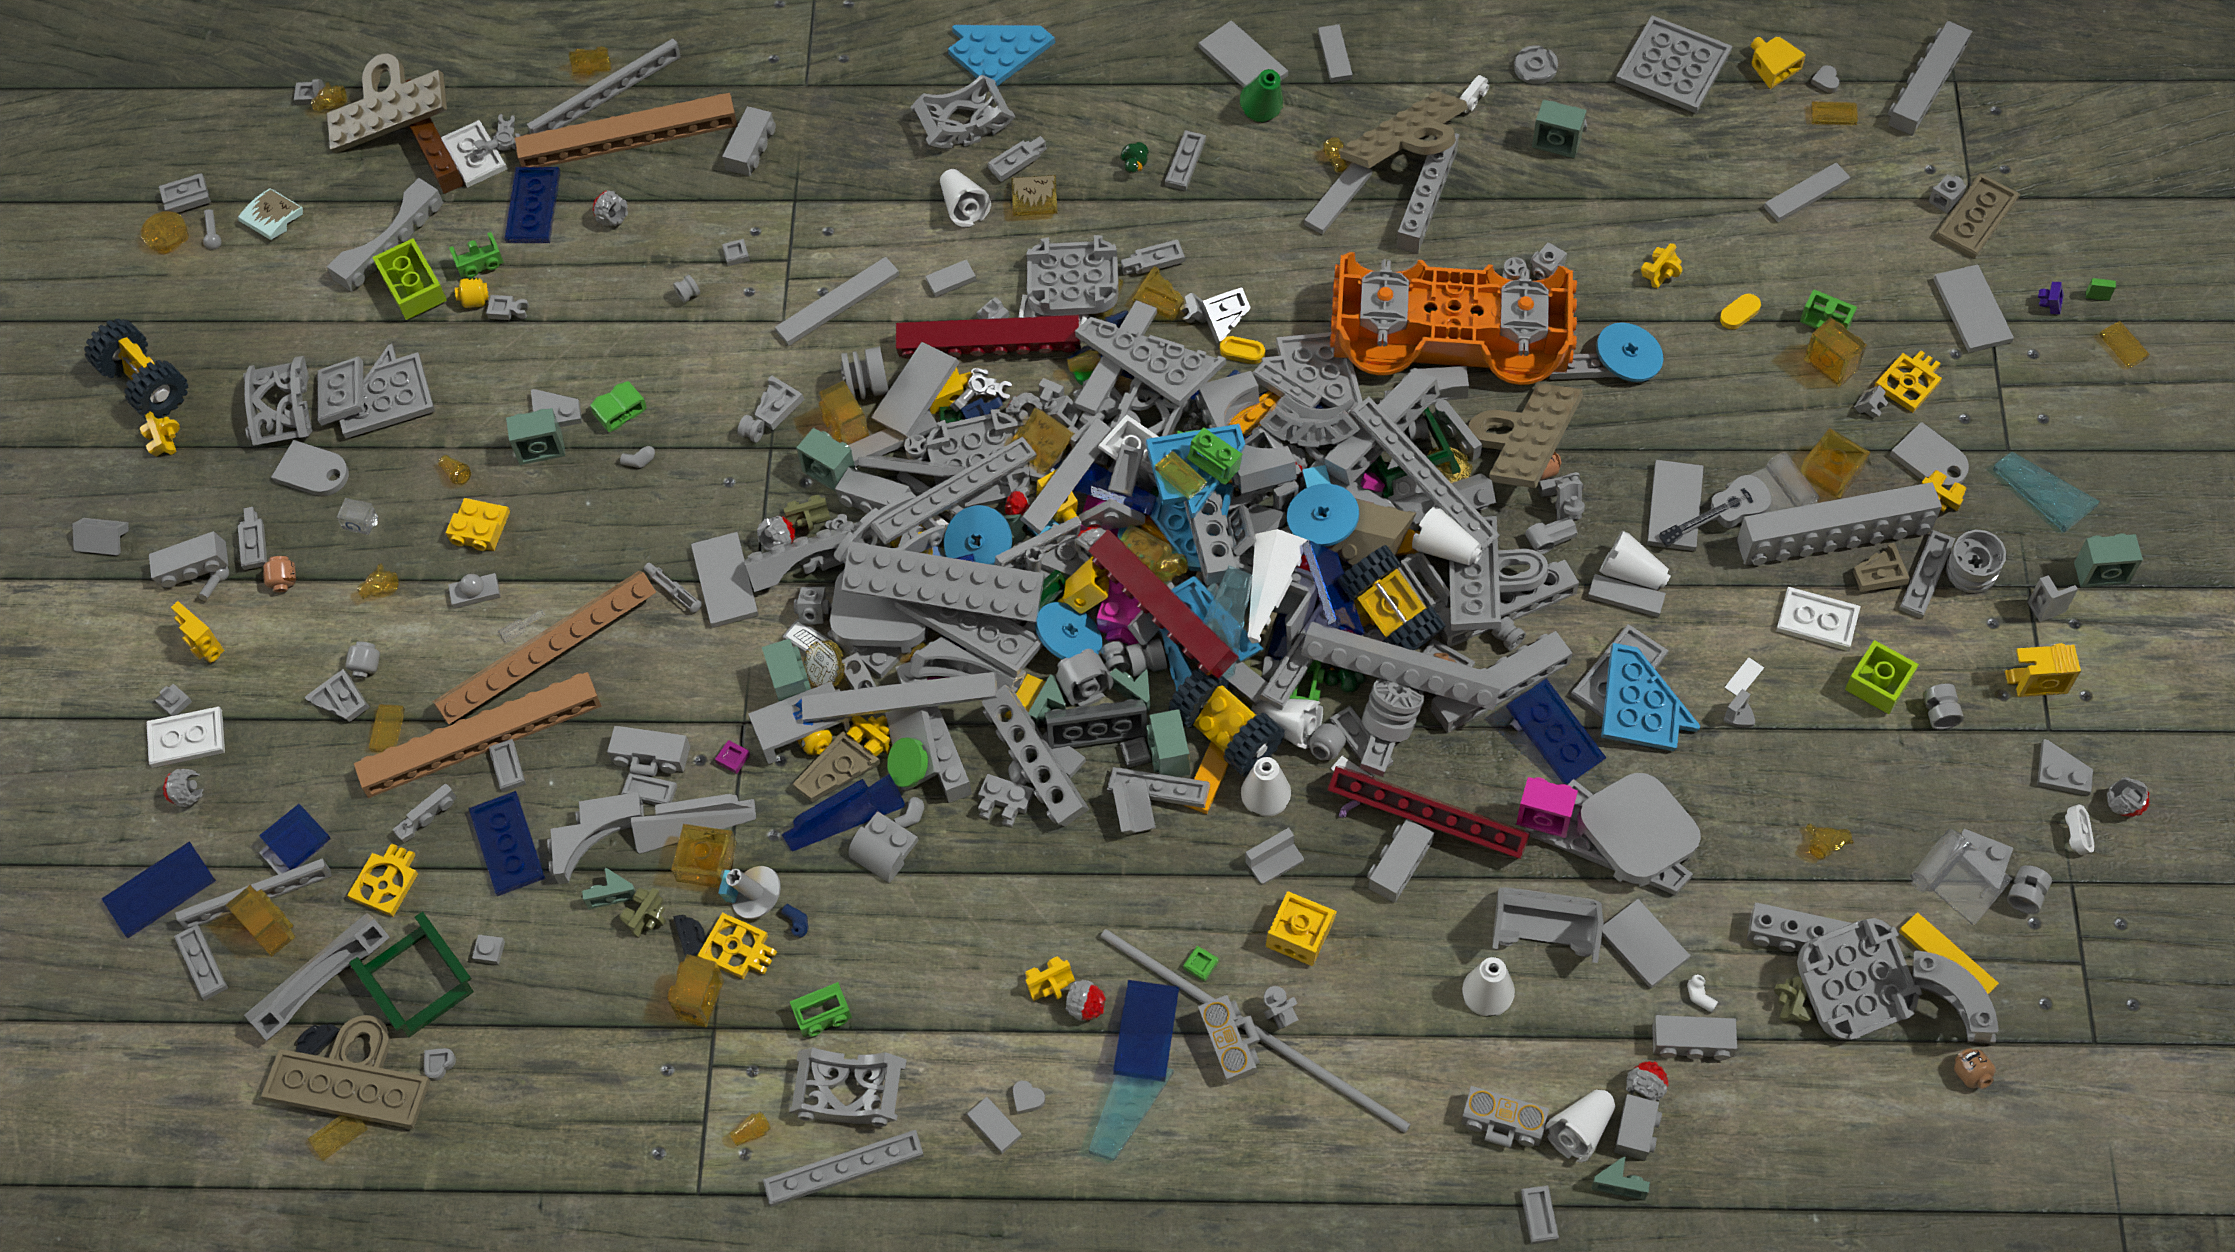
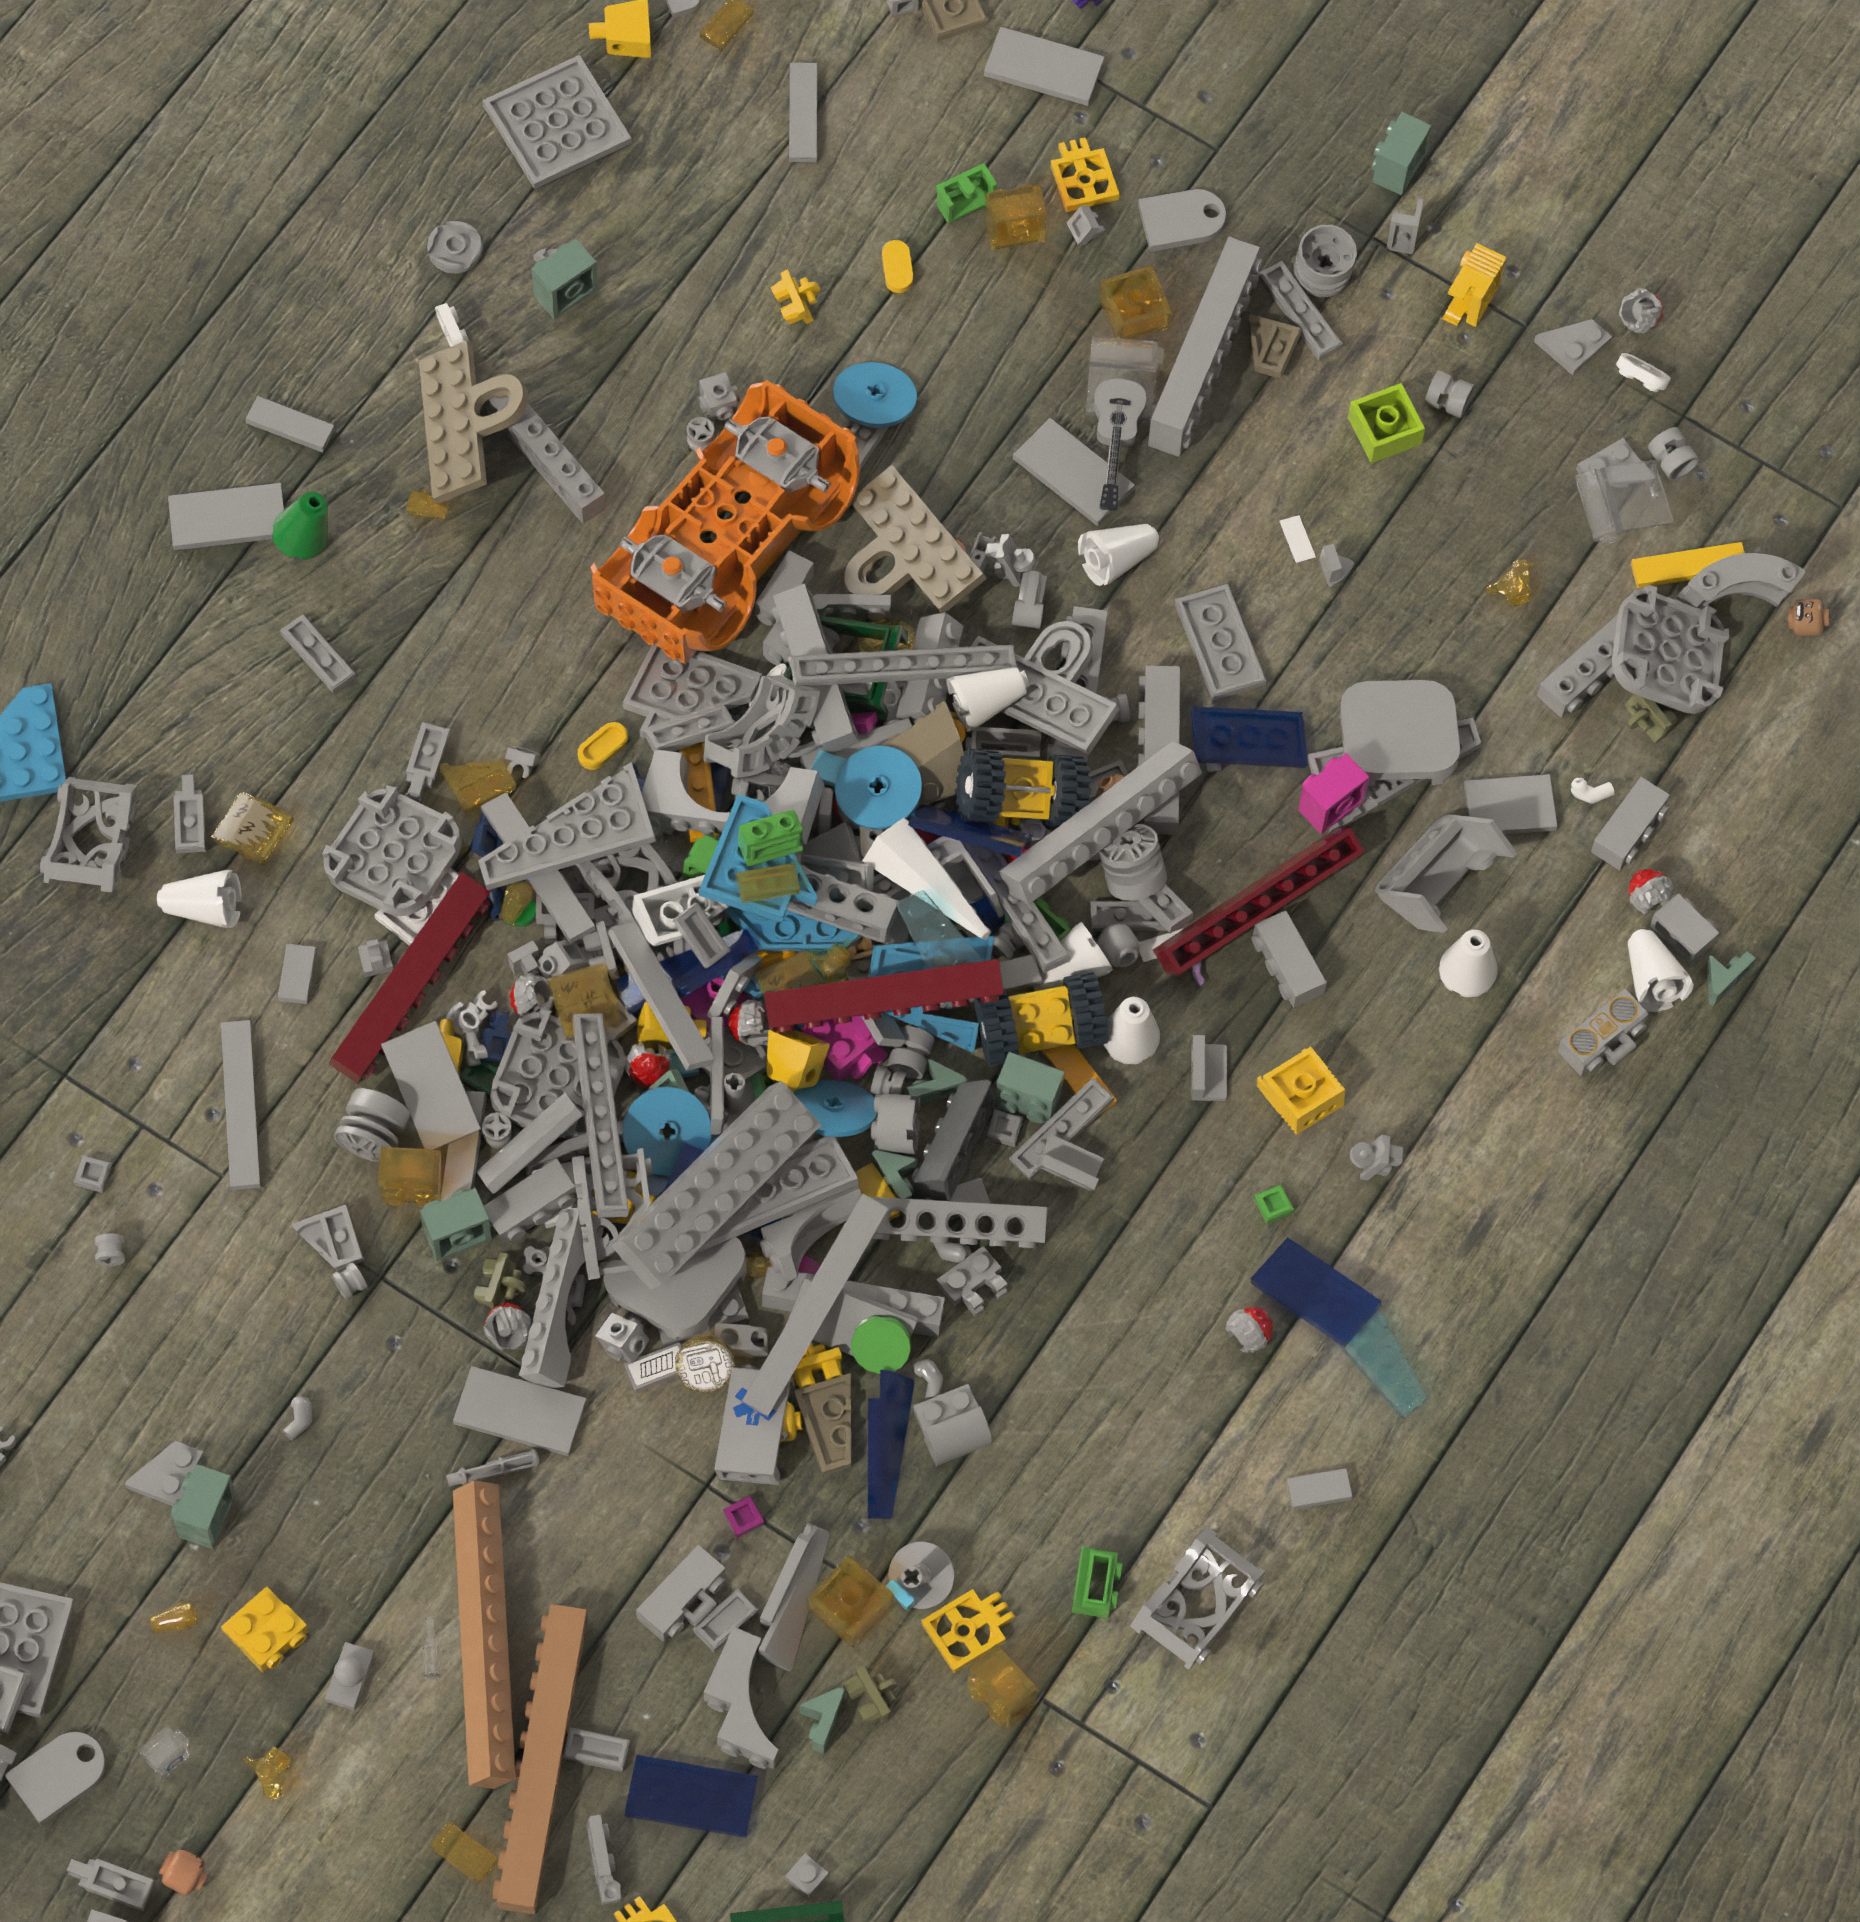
camera: 65 degrees left, 5 degrees up
(339, 697) = (391, 1882): light grey wing -> none
(362, 659) = (361, 1834): light grey head -> none
(618, 406) = (216, 1403): bright green brick -> none
(690, 933) = (924, 1665): black tile -> none
(751, 1128) = (1179, 1717): clear yellow cone -> none
(786, 669) = (692, 1406): sand green brick -> none
(799, 920) = (977, 1551): dark blue arm -> none
(843, 1168) = (1273, 1654): light grey tile -> none
(1027, 1097) = (1310, 1443): light grey tile -> none
(1050, 980) = (1208, 1350): yellow hips -> none
(1134, 156) = (281, 698): dark green animal -> none
(1223, 1026) = (1374, 1225): light grey piece -> none
(1225, 312) = (547, 732): wing -> none
(1264, 1036) = (1370, 1199): light grey piece -> none
(1337, 197) = (481, 540): light grey tile -> none
(1349, 679) = (1068, 885): dark green animal -> none
(1539, 1214) = (1711, 1065): light grey tile -> none
(1626, 595) = (1141, 580): light grey tile -> none
(1641, 704) = (1270, 643): dark azure wing -> none
(1818, 618) = (1282, 434): white tile -> none
(1950, 497) = (1217, 239): yellow hips -> none
(2049, 494) = (1287, 150): clear light blue wing -> none

